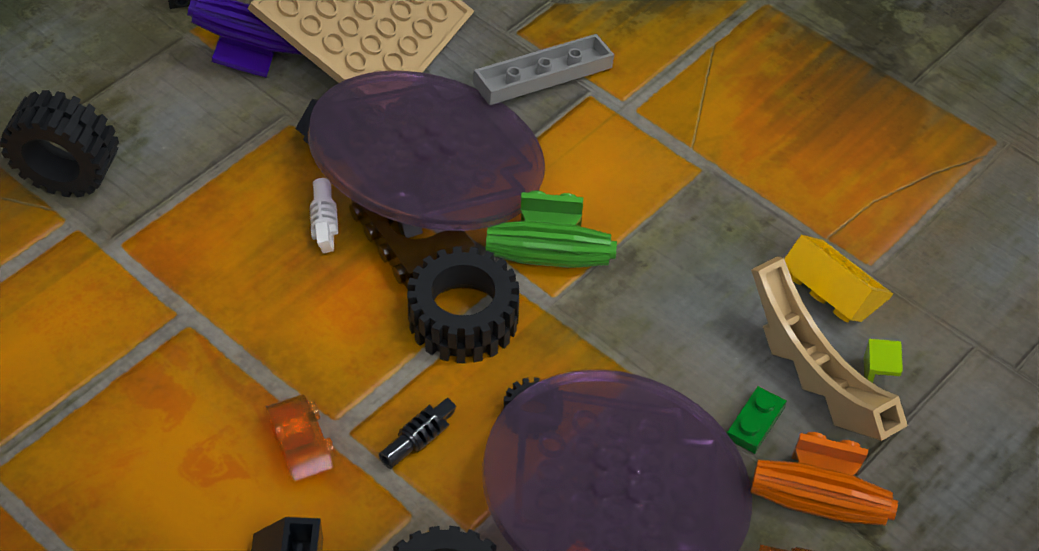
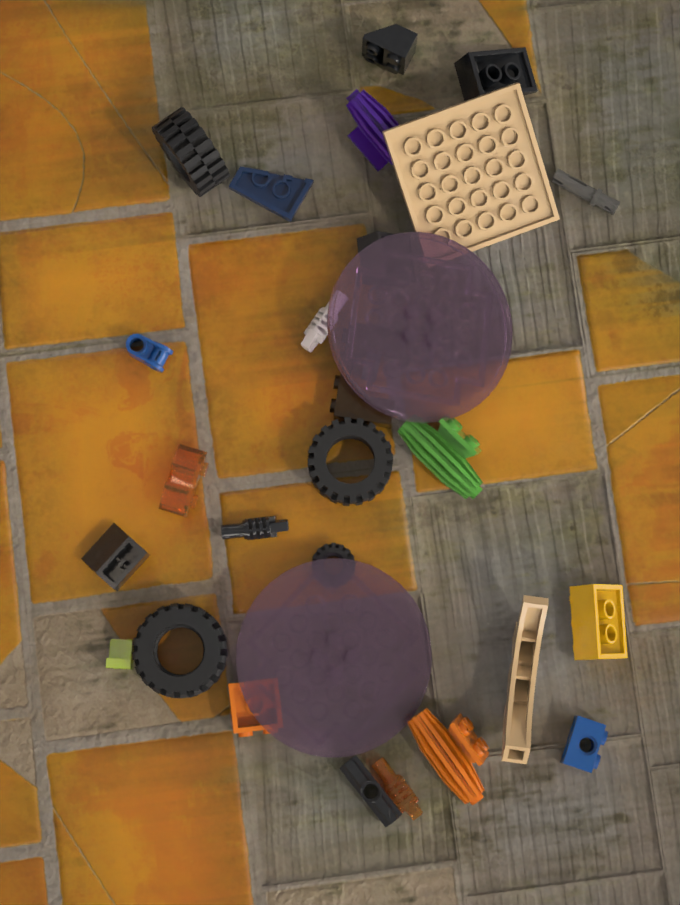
camera: 40 degrees right, 30 degrees up
(153, 353) = (150, 352): none -> blue piece
(179, 147) = (271, 191): none -> dark blue wing
(542, 69) = (559, 310): light grey piece -> none
(756, 419) = (458, 675): green plate -> none
(882, 358) = (566, 703): lime panel -> none
(936, 387) = (580, 729): none -> blue brick

